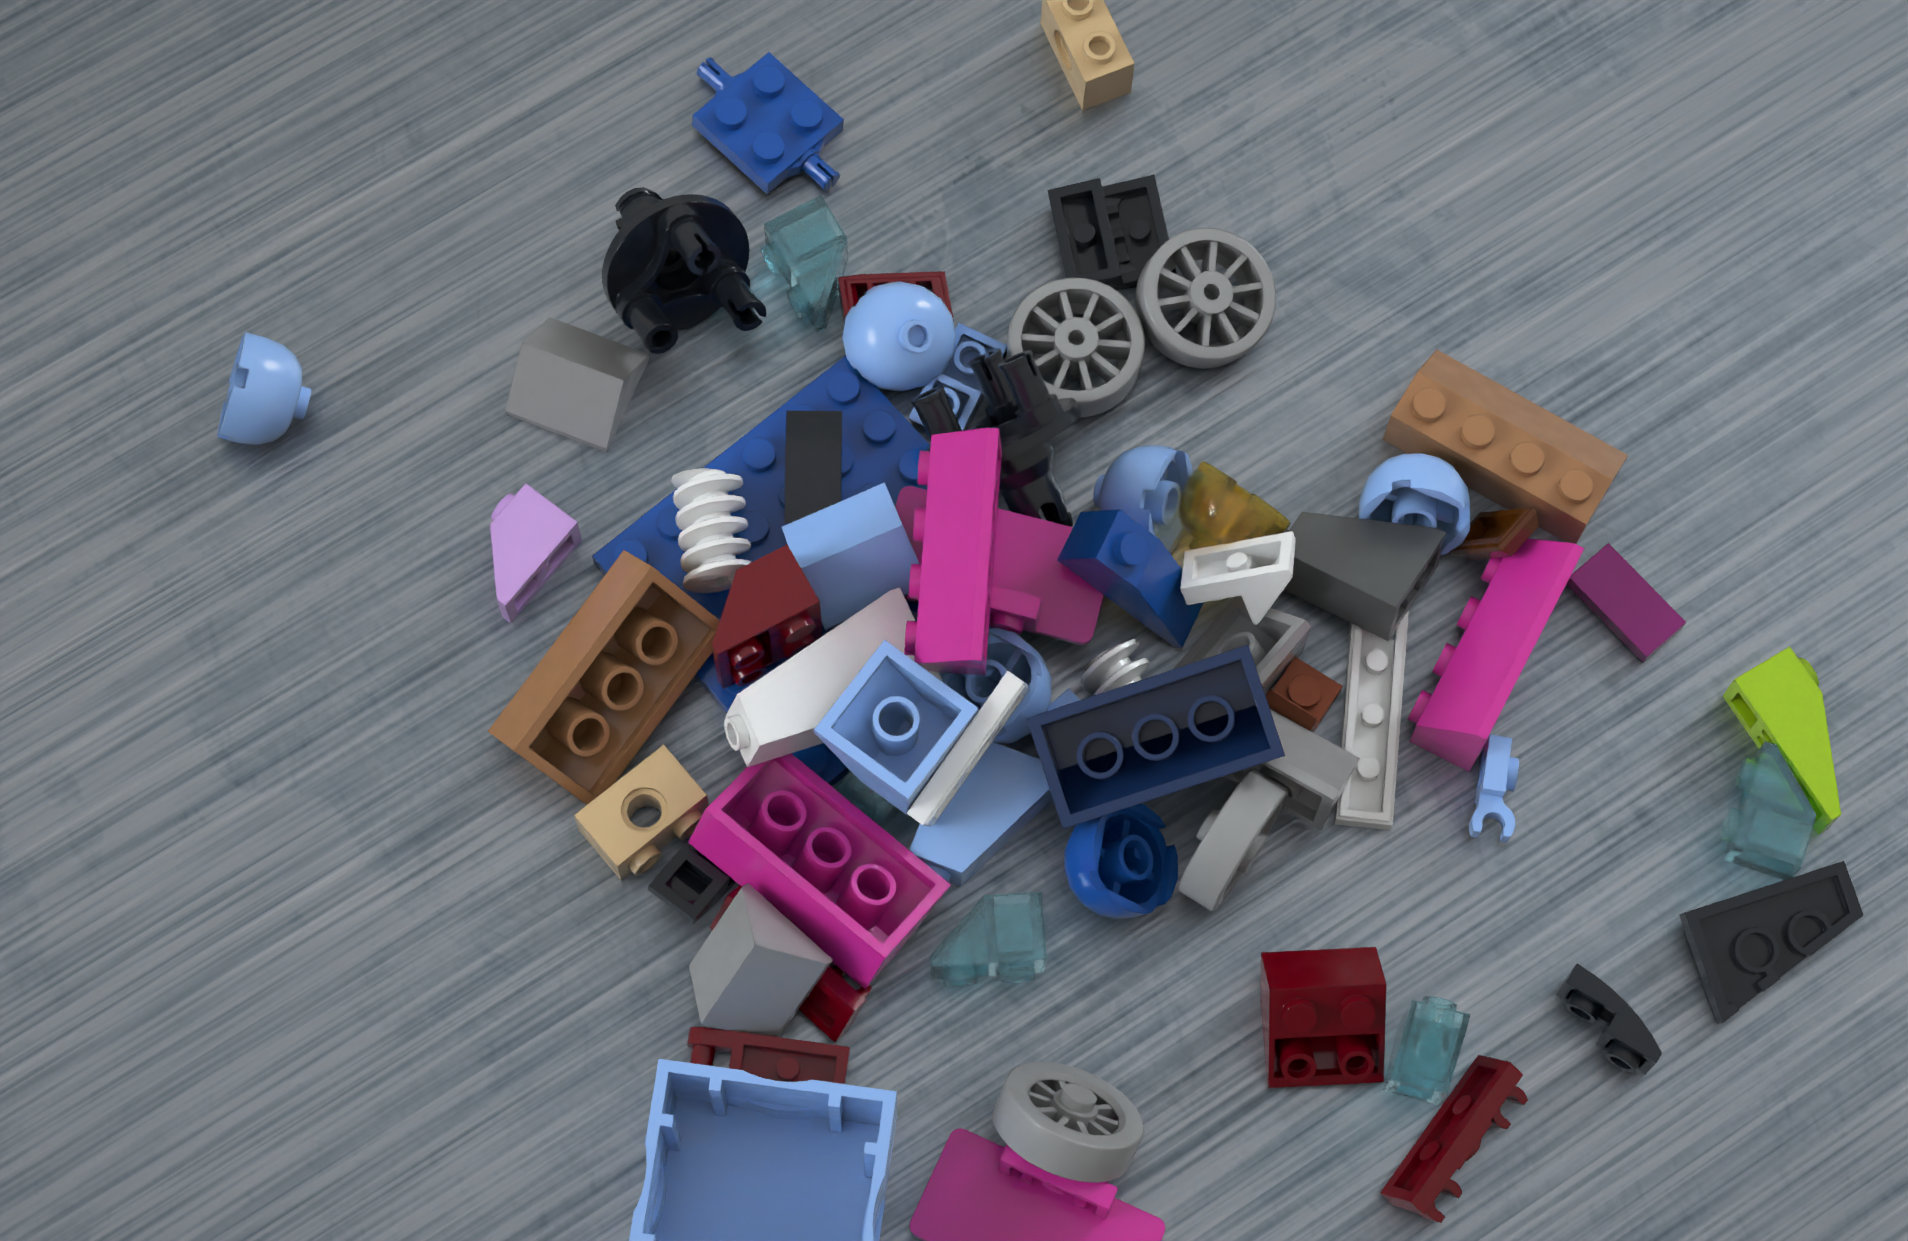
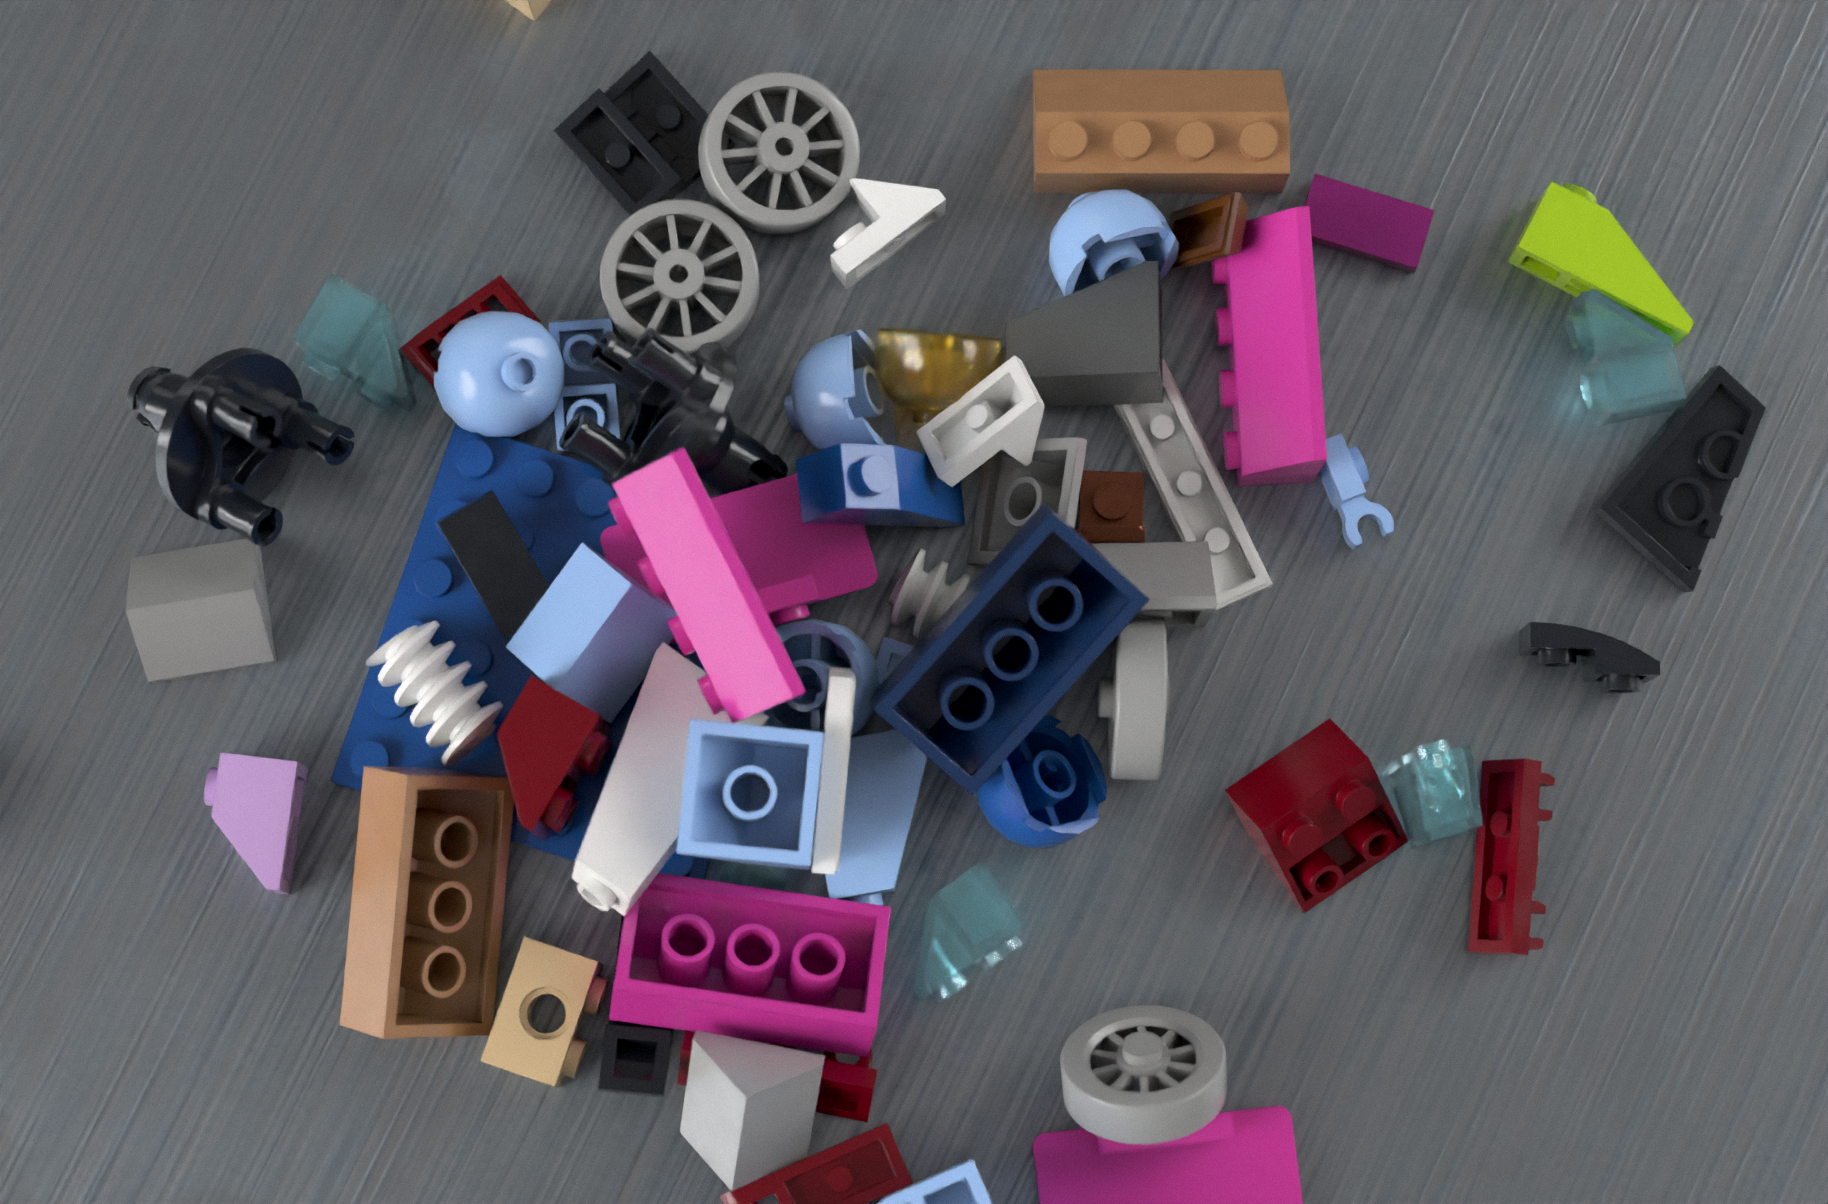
camera: 30 degrees left, 10 degrees up
(768, 123) = (226, 222): blue plate -> none
(1266, 396) = (897, 218): none -> white slope

